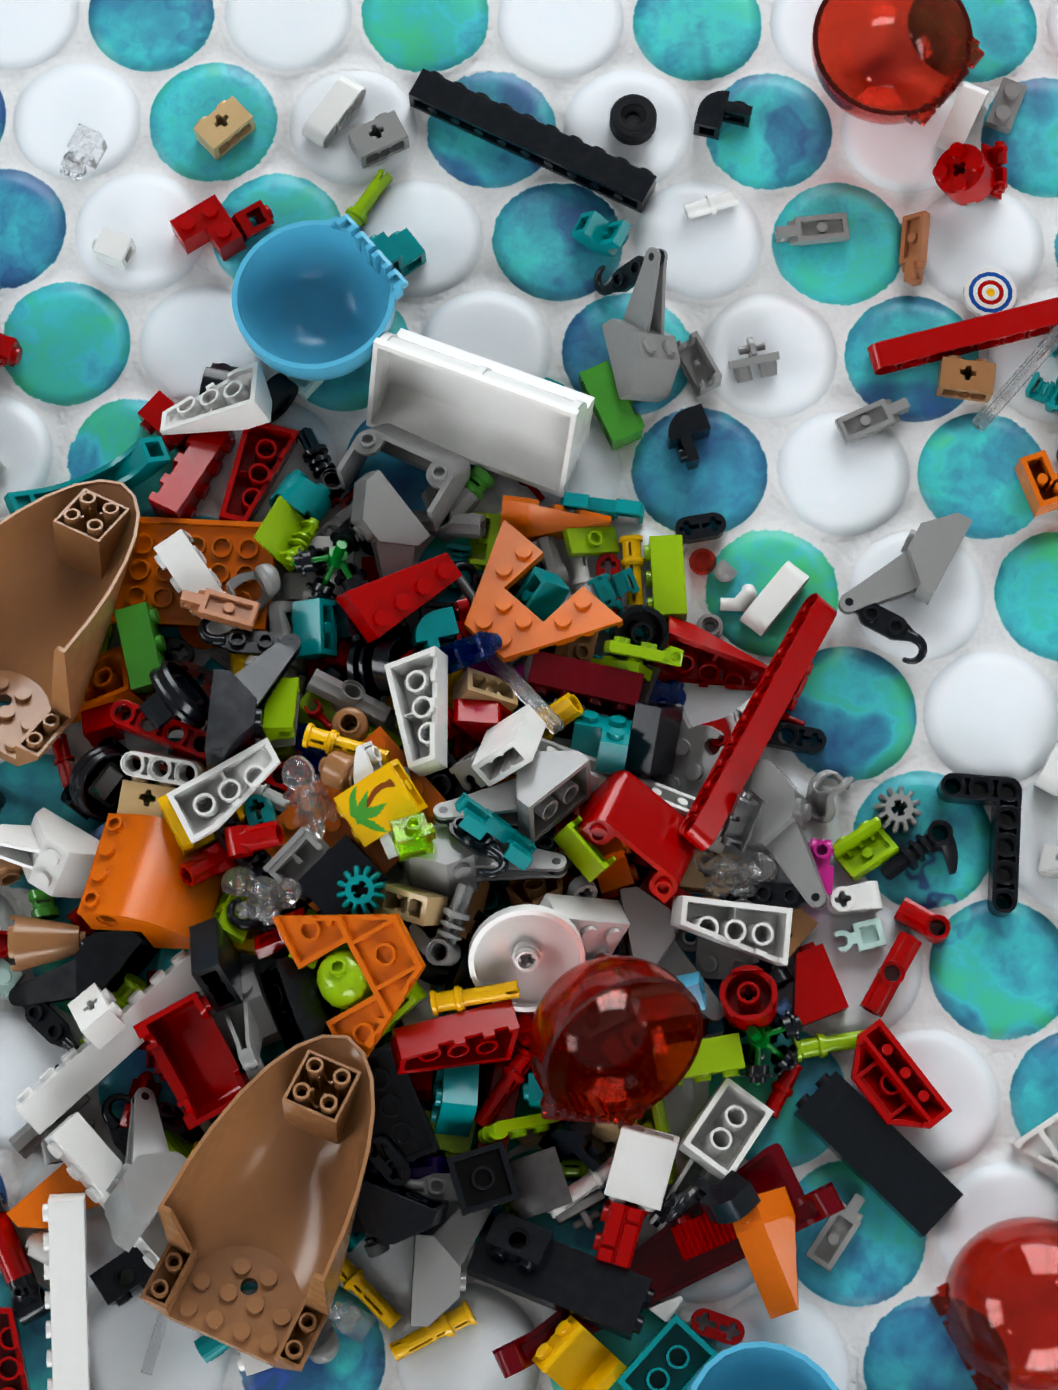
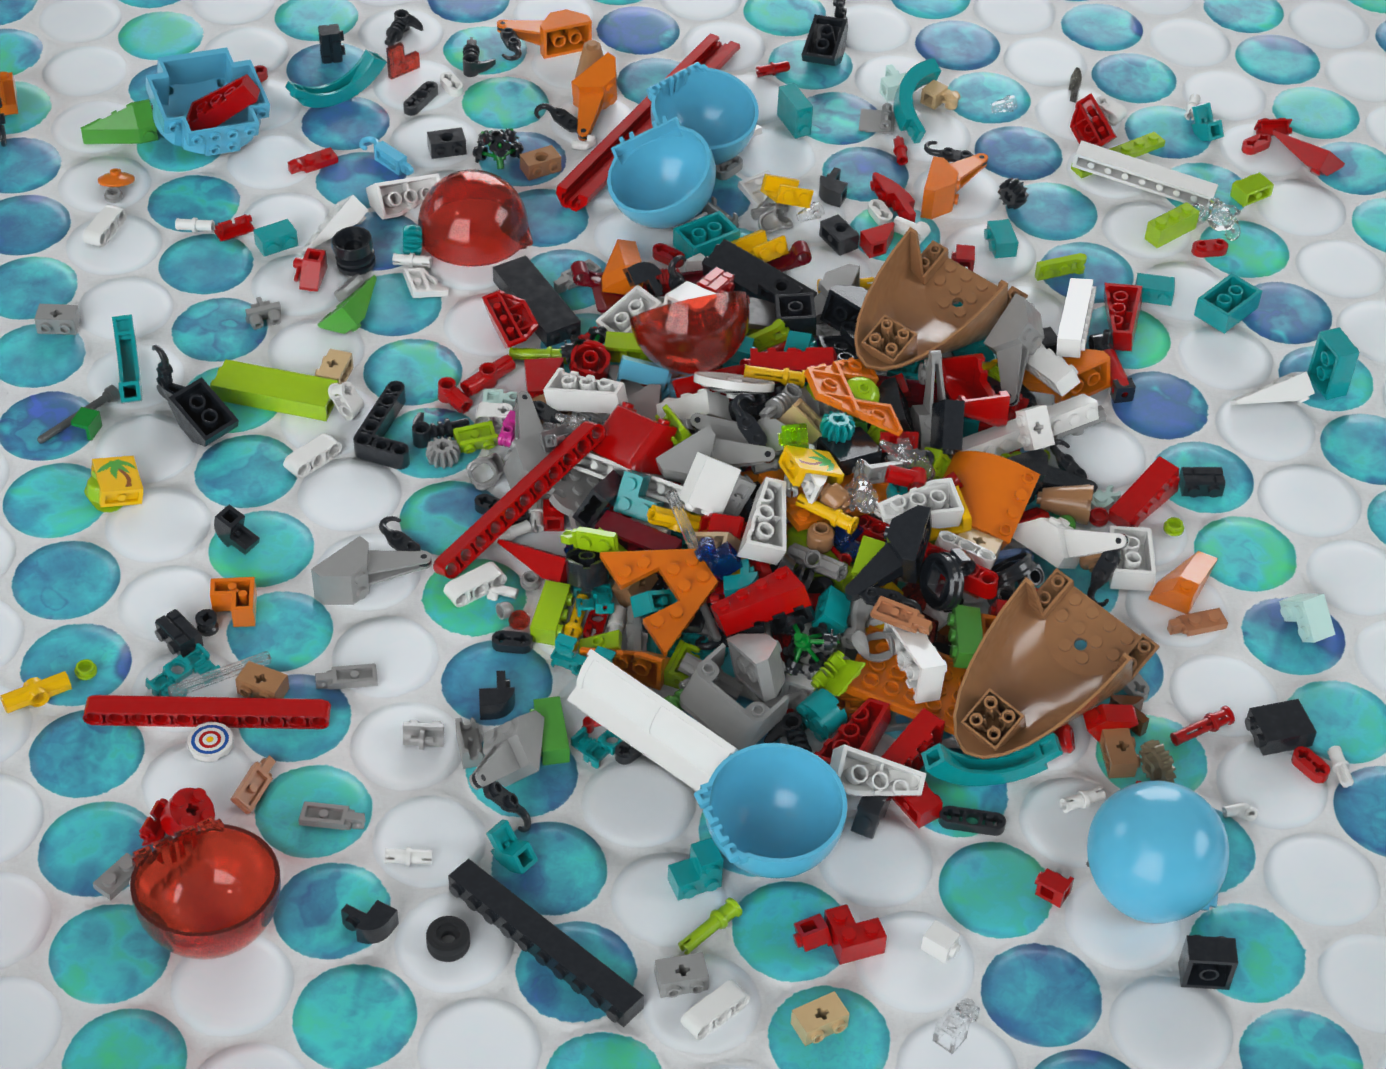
camera: 170 degrees left, 30 degrees down
(84, 427) = (980, 815): none -> black beam
(482, 820) = (744, 428): teal piece -> none

